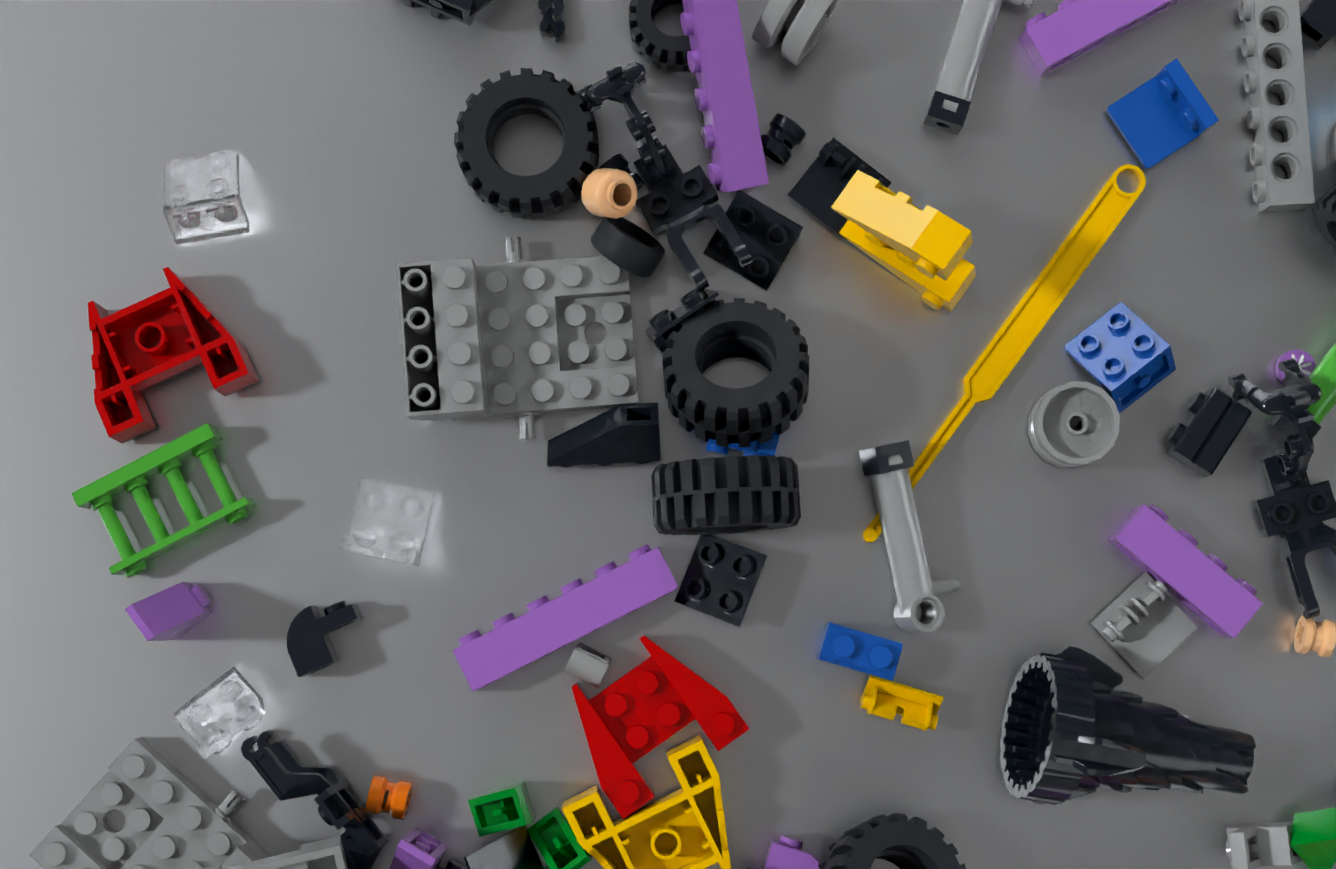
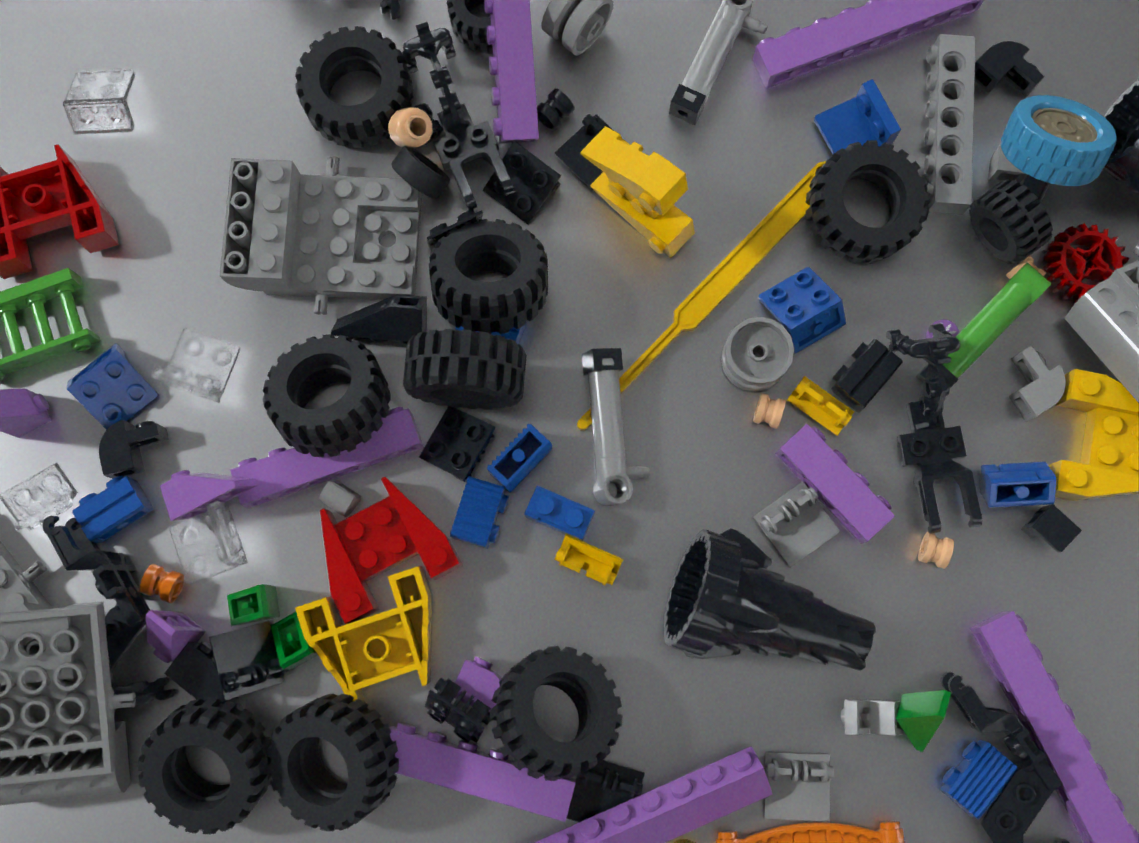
camera: 10 degrees right, 5 degrees down
(282, 564) = (111, 388): none -> blue bracket
(312, 715) = (112, 509): none -> blue brick
(421, 679) = (190, 493): none -> medium lavender slope
(435, 742) = (208, 543): none -> clear bracket
(531, 511) = (308, 370): none -> black tyre
(761, 661) = (479, 512): none -> blue brick
(802, 590) = (519, 458): none -> blue brick
(1095, 491) = (769, 410): none -> light nougat wheel
(1157, 476) = (820, 406): none -> yellow hinge
(1233, 209) = (893, 175): none -> black tyre

